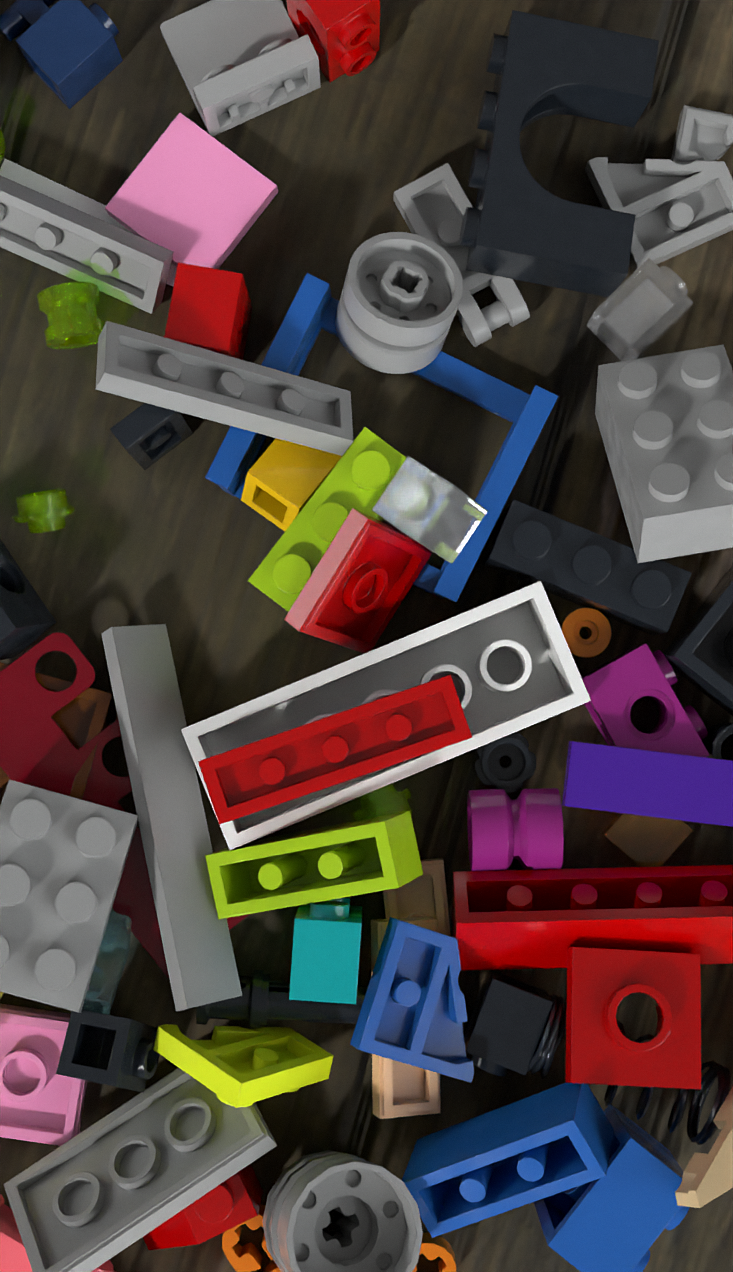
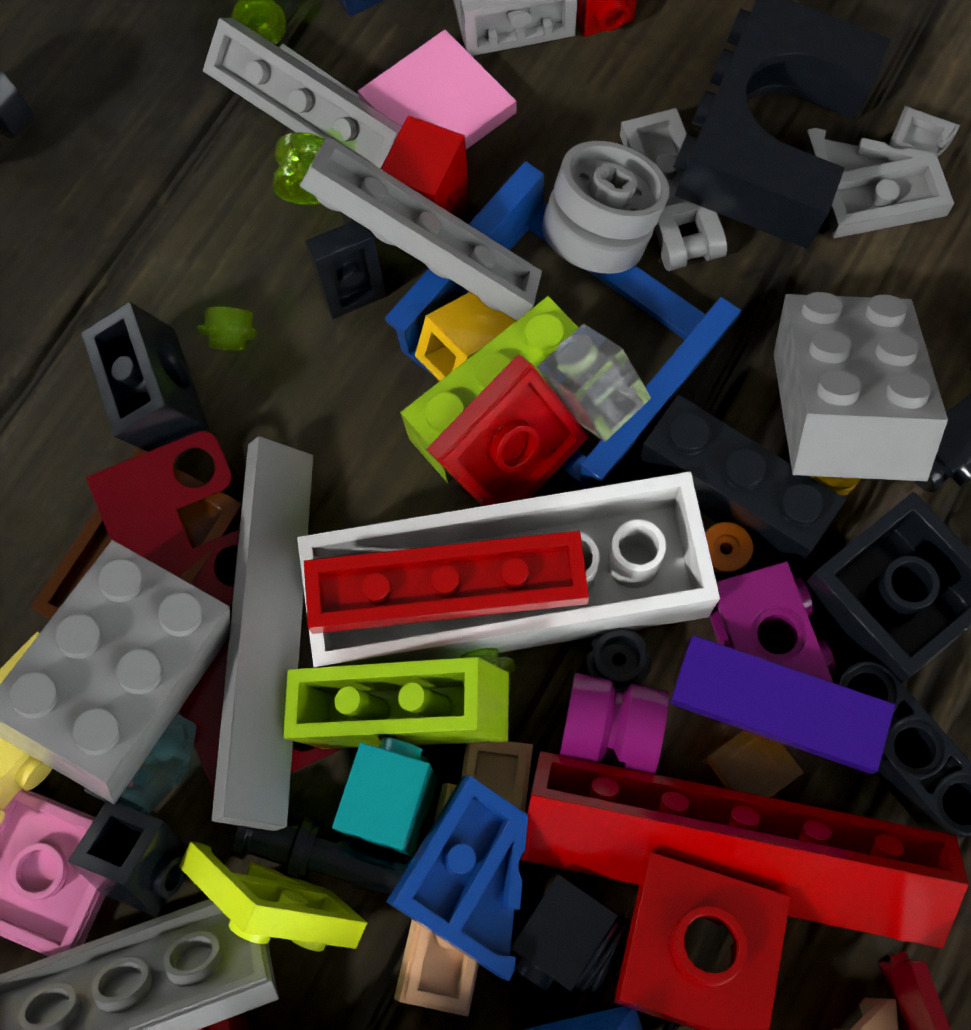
camera: 15 degrees right, 15 degrees down
(640, 311) = (835, 260): clear brick -> none

